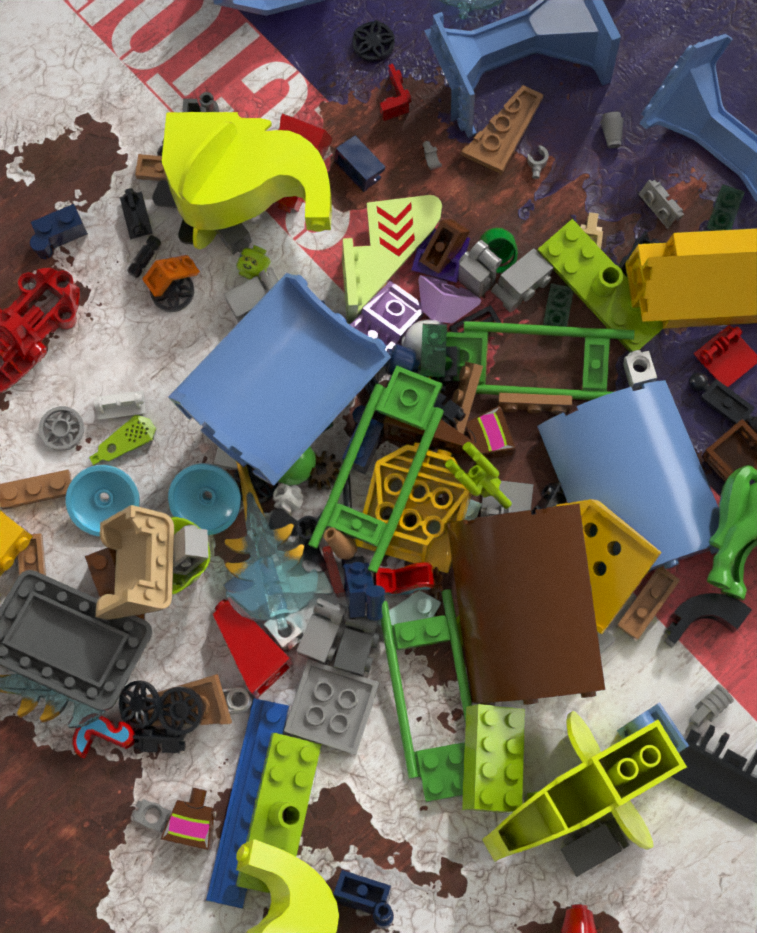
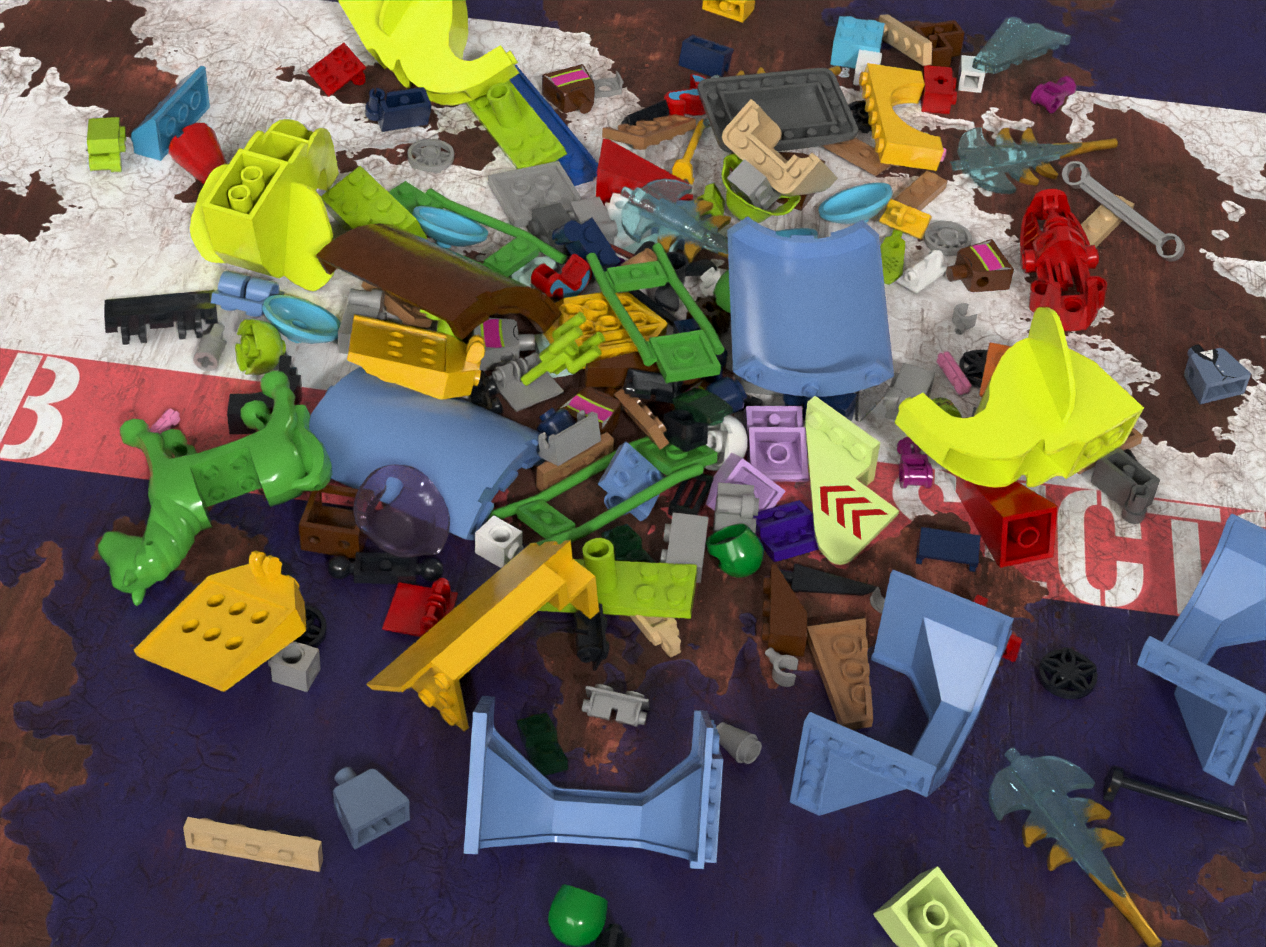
camera: 130 degrees right, 30 degrees down
(29, 168) = (1214, 374): none -> sand blue torso
(35, 783) = (705, 56): none -> dark blue hinge
(56, 230) = (1129, 342): dark blue hinge -> none
(75, 375) = (981, 268): none -> reddish brown torso
(79, 454) = (905, 219): none -> yellow hips
(139, 704) = (682, 113): black wheel -> none
(143, 339) = (960, 321): none -> light grey piece
(181, 710) = (647, 120): black wheel -> none
(193, 646) = (683, 168): none -> yellow piece
(198, 300) = (954, 373): none -> bright pink axle
(203, 591) = (713, 195): none -> lime tile
(310, 242) = (913, 466): none -> magenta connector
(375, 827) = (430, 155): none -> light grey wheel
(426, 706) = (449, 227): none -> medium azure dish
(444, 245) = (788, 519): reddish brown slope -> none
(460, 207) = (815, 581): none -> black bar
(511, 183) = (786, 616): none -> reddish brown slope
(513, 354) = (627, 476): none -> medium blue plate
(525, 435) = (555, 421): none -> dark blue head
(536, 404) = (571, 440): none -> light grey hinge
(620, 665) = (301, 319): none -> medium azure dish
(648, 603) = (330, 370): medium nougat plate -> none
(679, 671) = (259, 347): none -> lime cylinder
(693, 408) = (412, 523): none -> clear purple piece

